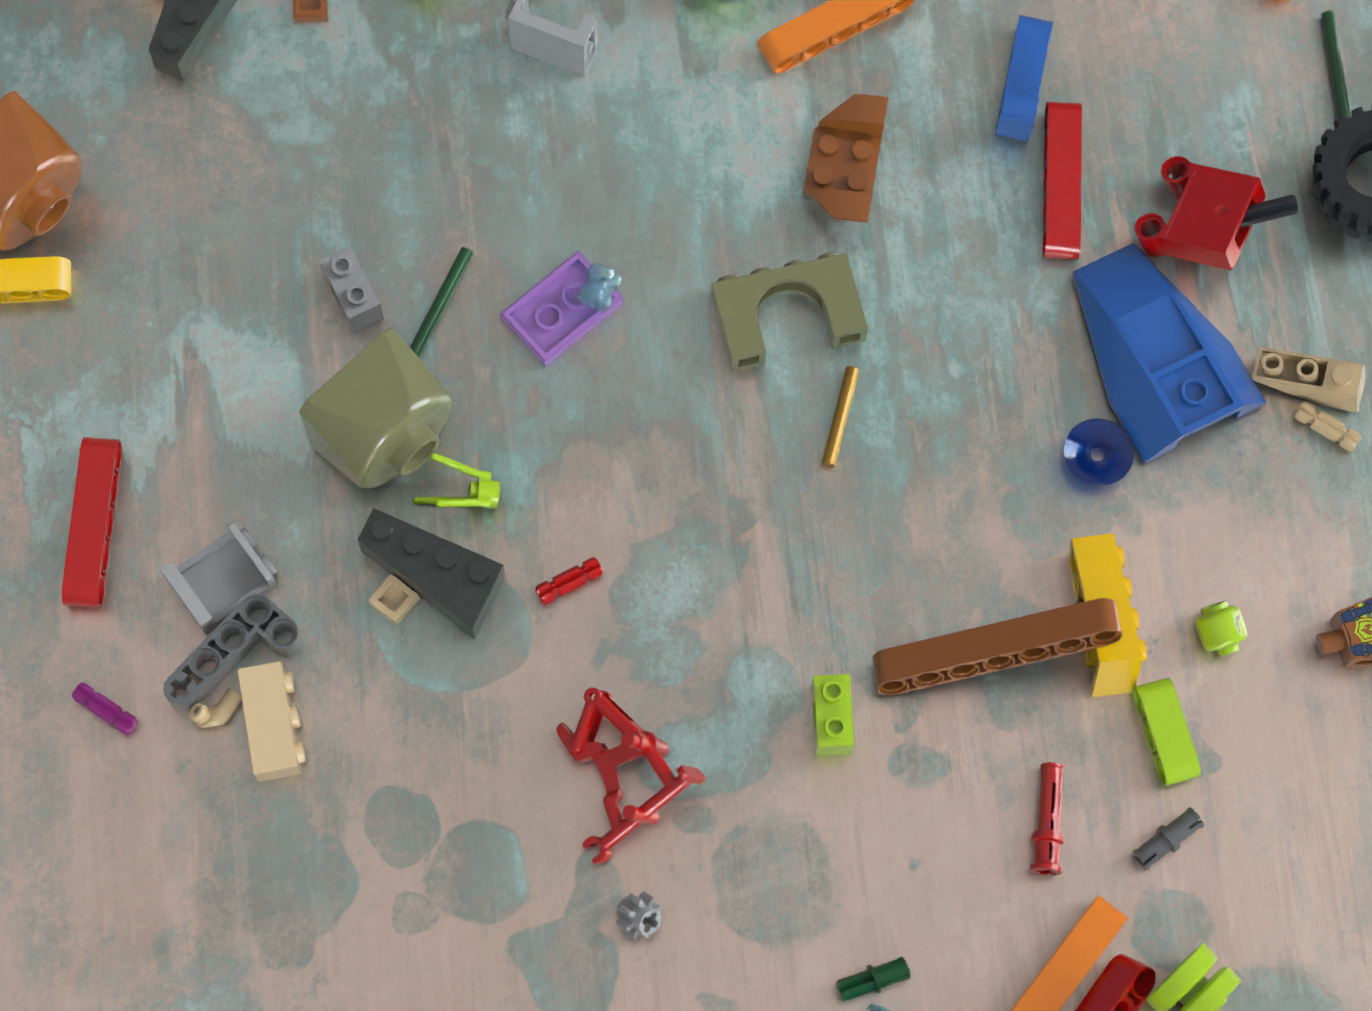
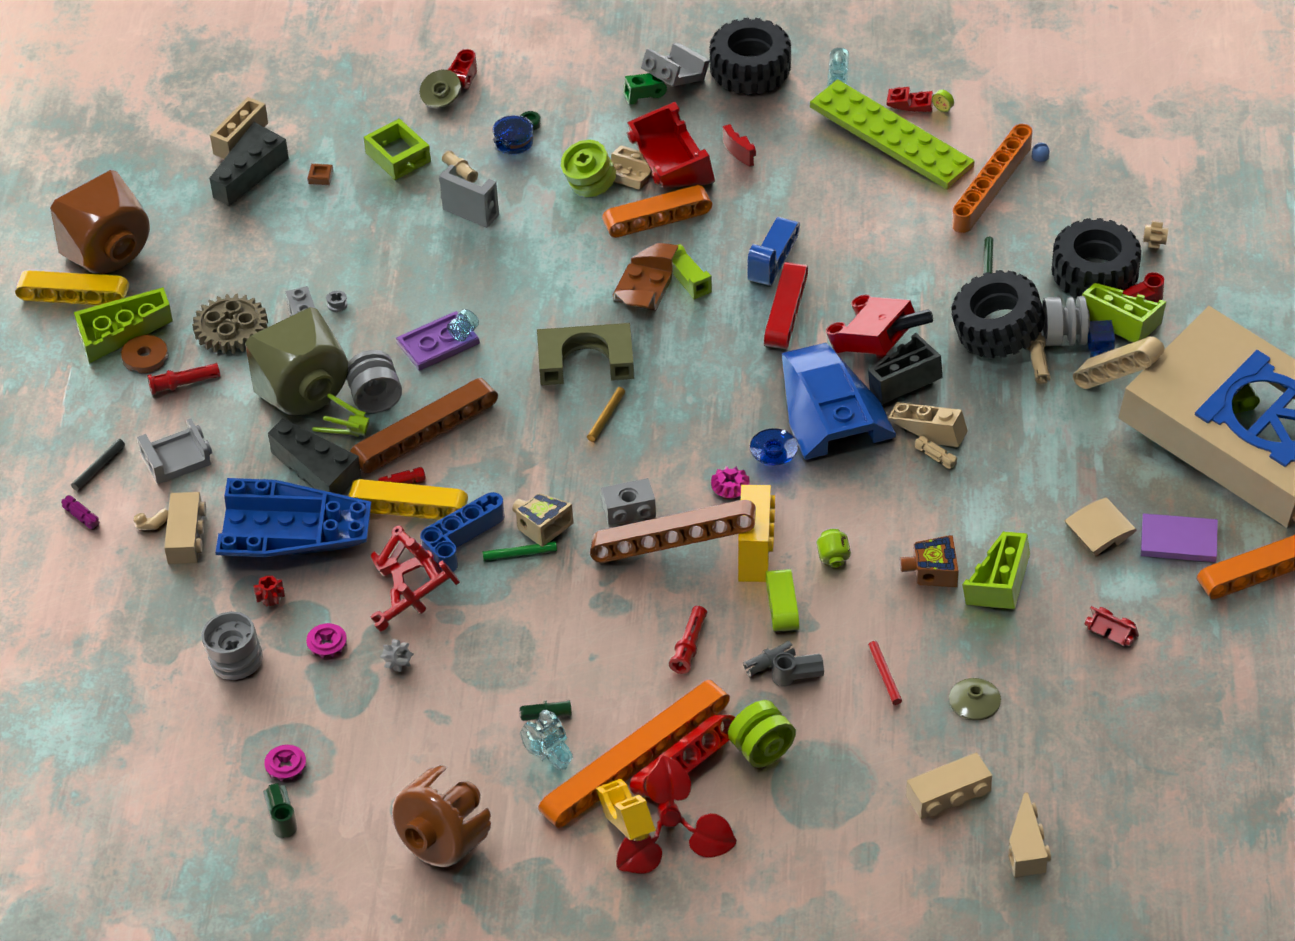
camera: 15 degrees right, 25 degrees down
(77, 346) = (116, 322): none -> lime wedge
(91, 522) = (101, 414): red beam -> none
(108, 613) = (98, 464): none -> pearl dark grey bar
(117, 375) = (144, 344): none -> dark orange tile
(182, 441) = (171, 379): none -> red pin
(221, 303) = (229, 323): none -> dark tan gear
(229, 657) = (154, 494): dark grey beam -> none
(379, 929) = (232, 645): none -> light grey wheel
(393, 262) = (333, 301): none -> flat silver bush
(393, 599) = (285, 473): tan tile -> none
(416, 816) = (269, 590): none -> red gear
(423, 695) = (288, 519): none -> blue wedge
(441, 301) = (363, 325): dark green bar -> none
(491, 415) = (373, 381): none -> light grey wheel
(524, 878) = (326, 632): none -> dark pink gear
(580, 478) = (424, 425): none -> dark orange beam
(588, 623) = (409, 499): none -> yellow beam
(684, 664) = (461, 526): none -> blue beam
(767, 690) = (519, 551): none -> green bar
(793, 632) = (543, 517): none -> tan torso
(832, 715) = (556, 564): lime brick -> none
(909, 137) = (690, 274): none -> lime leg
(924, 567) = (628, 501): none -> light grey brick
(1048, 536) = (729, 489): none -> dark pink gear
(1214, 851) = (789, 668): none -> dark grey piece
(1263, 286) = (905, 370): none -> pearl dark grey wedge
(1332, 836) = (885, 673): none -> red bar

